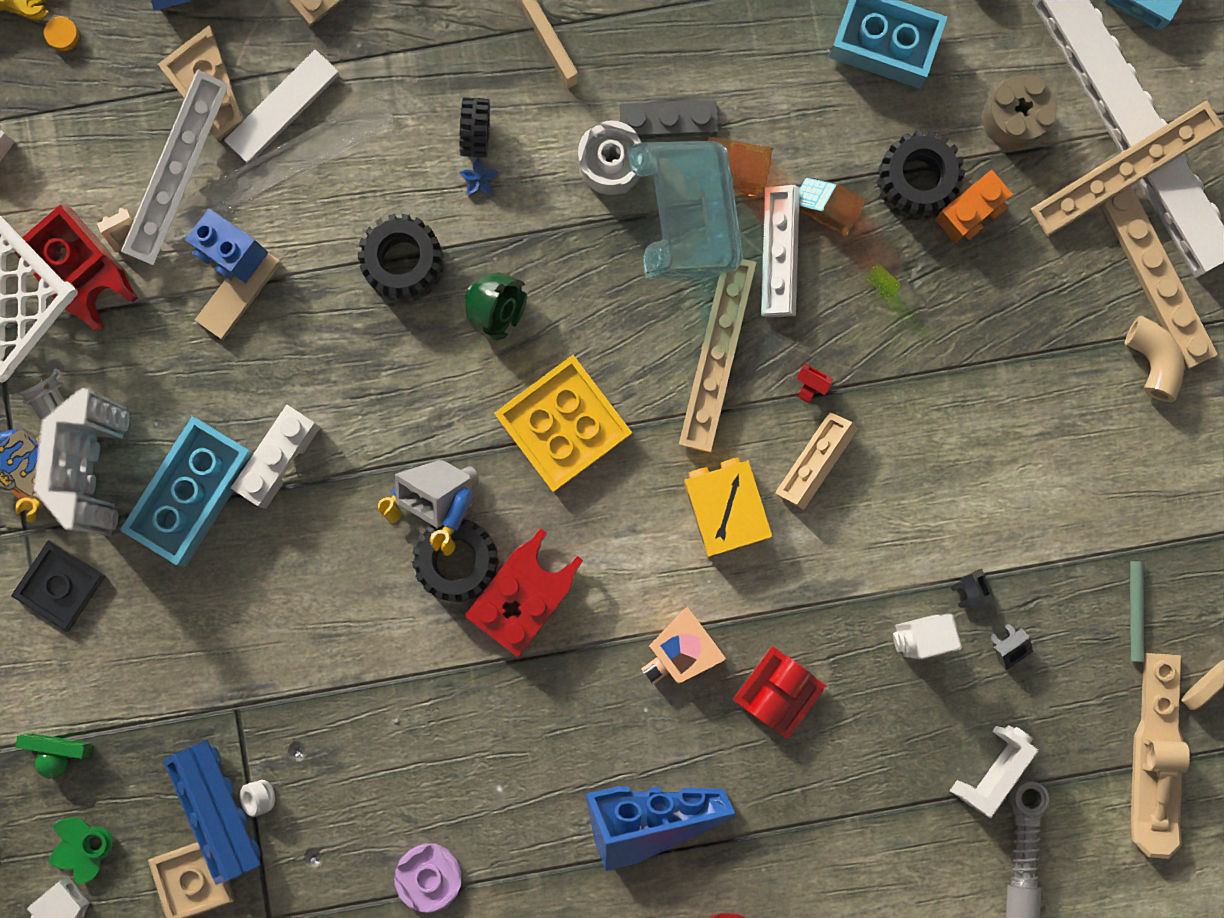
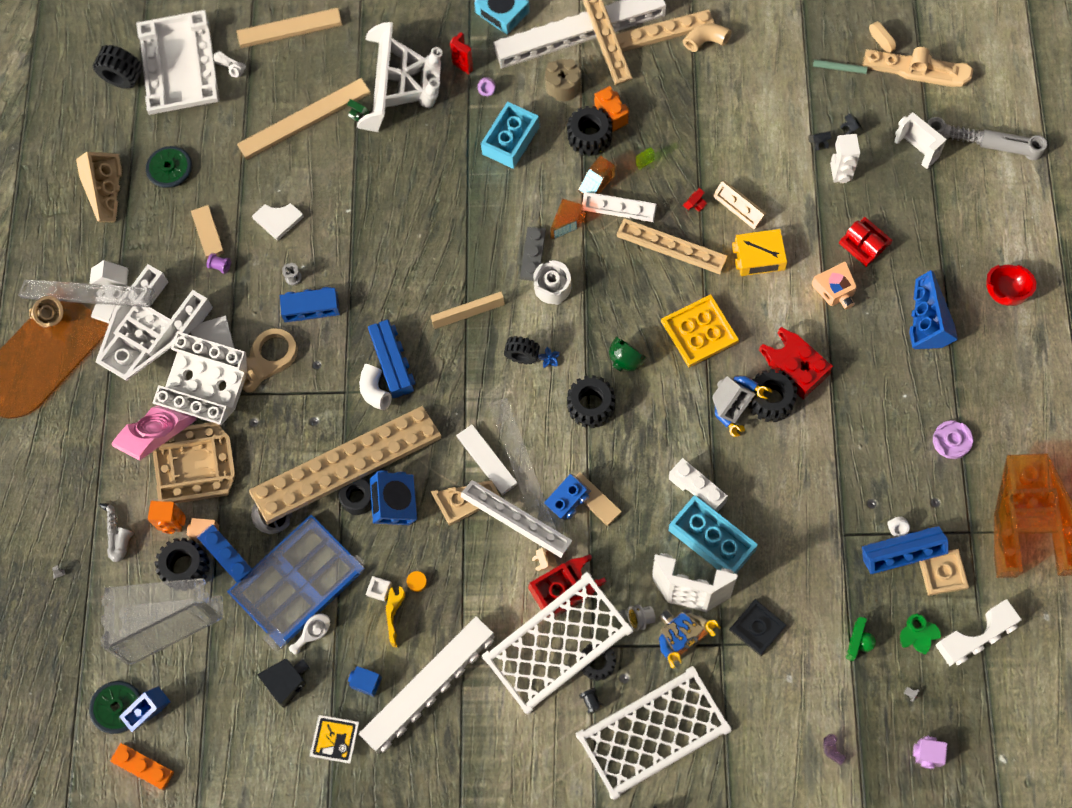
camera: 75 degrees left, 15 degrees down
(693, 209) = (591, 235): clear light blue windscreen -> none

